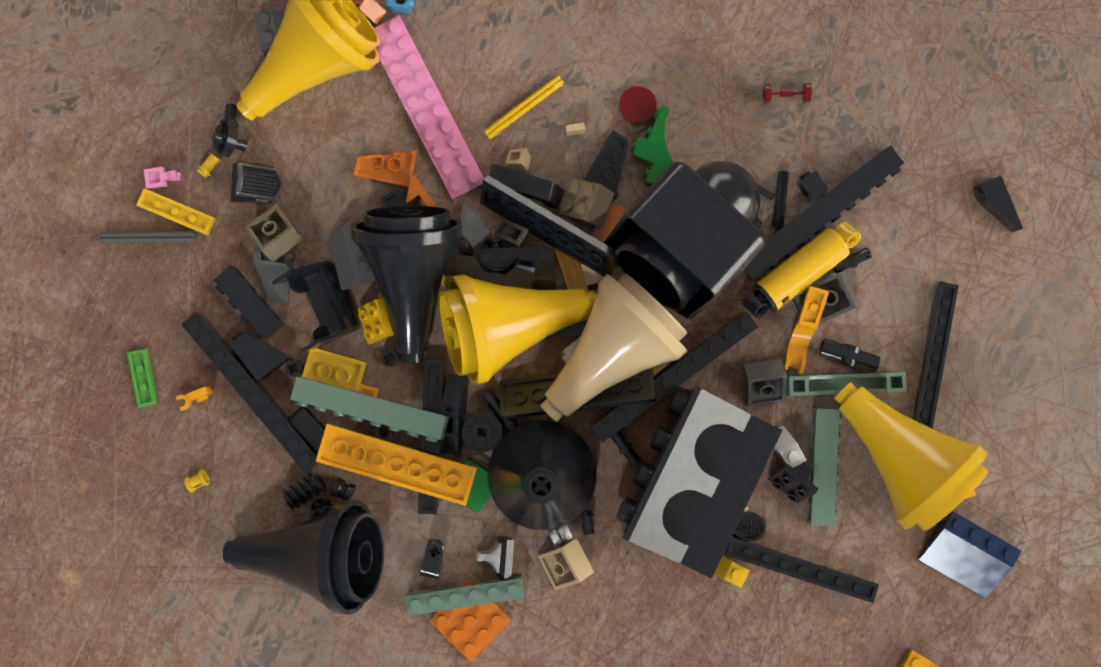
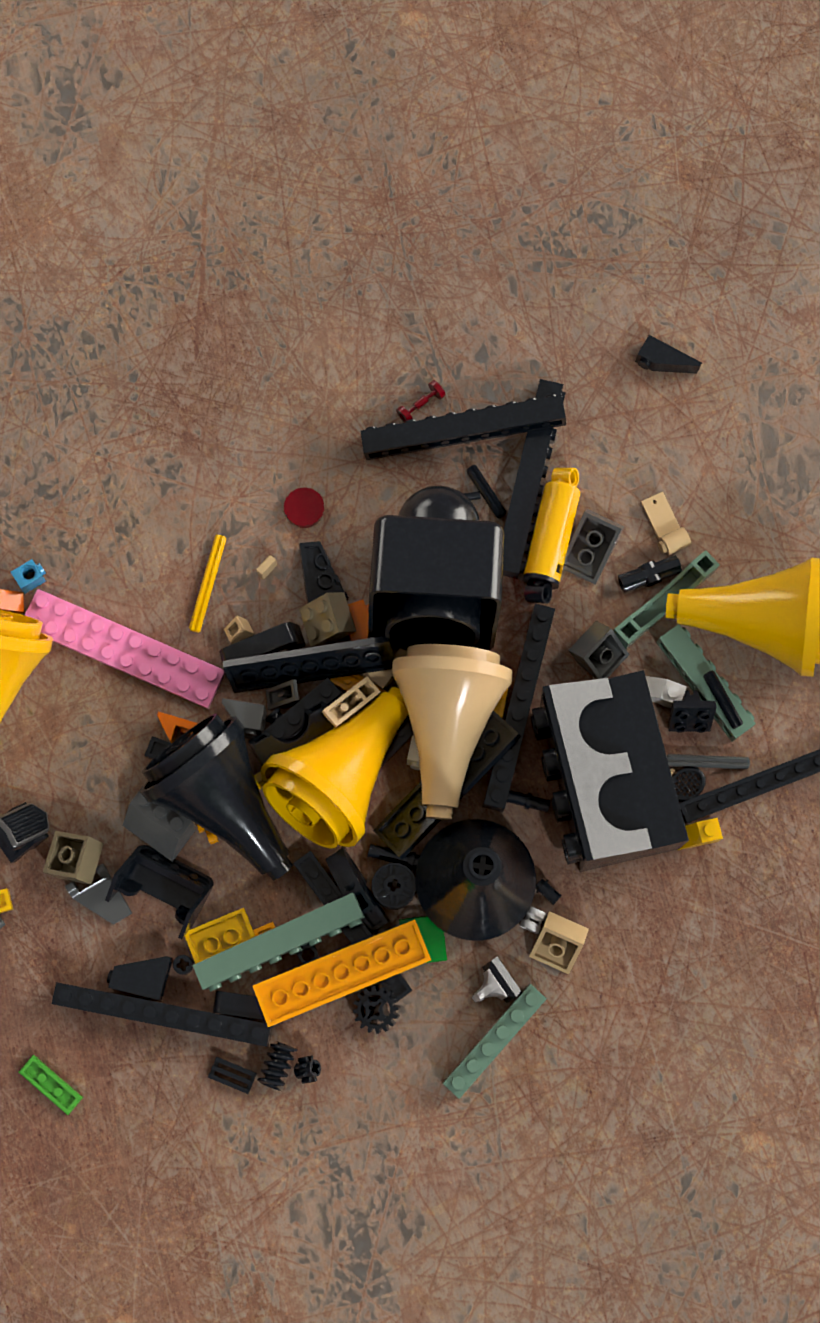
camera: 40 degrees left, 10 degrees down
(197, 481) = (173, 1136): yellow bush -> none
(198, 395) = (115, 1057): light orange plate -> none
(249, 302) = (96, 937): black brick -> none
(262, 474) = (215, 1068): none -> black tile
(328, 556) = (345, 1101): black piece -> none
(343, 490) = (312, 1036): black wheel -> none
(375, 321) = (223, 863): yellow plate -> none
(387, 168) = (130, 725): orange wing -> none
(388, 352) = (255, 884): black bush -> none
(403, 515) = (383, 1013): none -> black gear
(432, 562) = (443, 1037): black piece -> none
(471, 627) = (521, 1065): orange plate -> none
(553, 279) = (351, 702): none -> tan slope
(654, 149) = (347, 532): green arch -> none
(778, 524) = (708, 761): none -> dark grey axle
(803, 138) = (463, 427): none -> black brick
(805, 328) = (595, 579): light orange piece -> none
(812, 185) = (503, 460): black brick -> none
(825, 490) = (723, 699): none -> black axle
(853, 260) = (587, 494): black pin -> none
(891, 328) = (665, 525): none -> tan door
(935, 353) = (717, 515): black plate -> none

